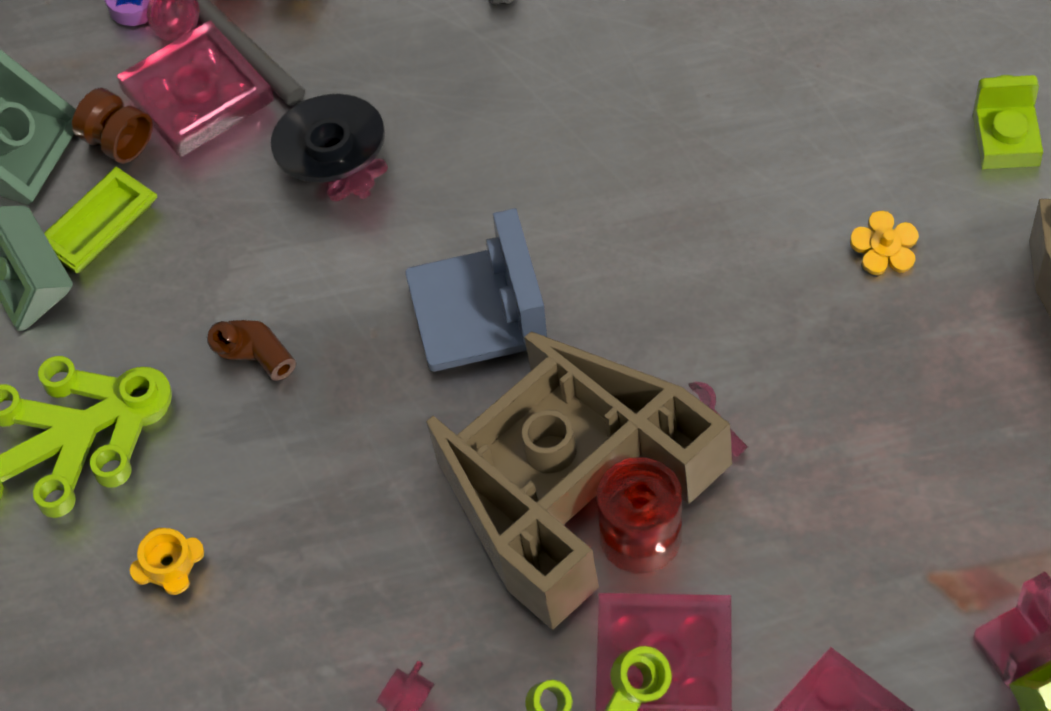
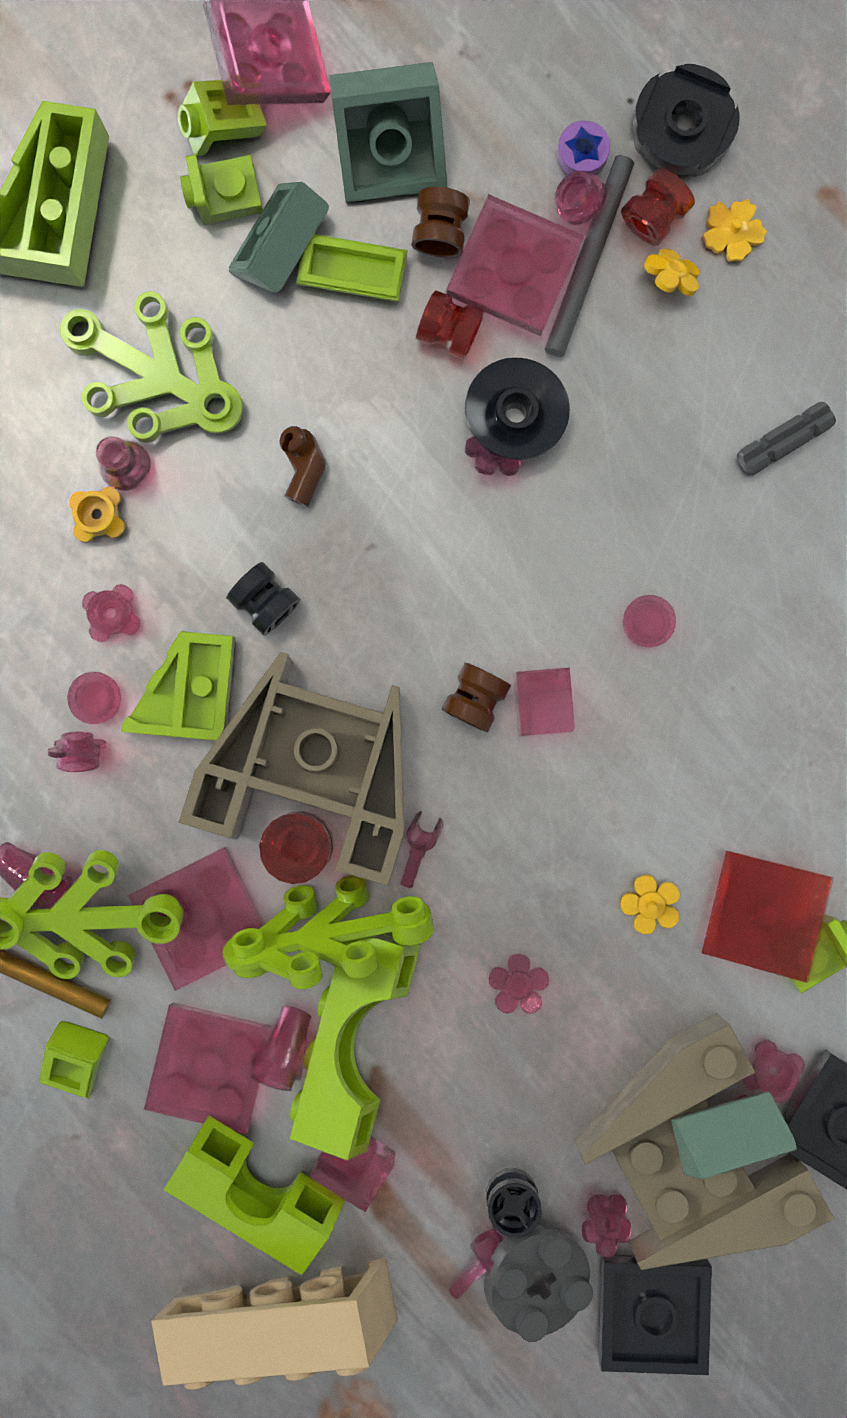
camera: 55 degrees right, 30 degrees up
(131, 500) = (129, 470): none -> clear pink cone
(210, 159) = (449, 324): none -> clear red wheel
(275, 579) = (96, 610): none -> clear pink plate
(357, 657) = (94, 698): none -> clear pink plate
(361, 436) = (263, 598): none -> black wheel
(411, 555) = (189, 690): none -> lime wing
(478, 301) = (426, 616): sand blue bracket -> none
(578, 286) = (479, 685): none -> reddish brown wheel
(600, 127) = (649, 621): none -> clear pink plate
(621, 237) = (543, 701): none -> clear pink panel
(728, 592) = (264, 949): none -> lime plant
(863, 638) = (282, 1052): none -> clear pink cone
(907, 395) = (518, 985): none -> clear pink plant
(948, 143) = (767, 916): none -> clear red plate
(949, 609) = (335, 1105): none -> lime arch

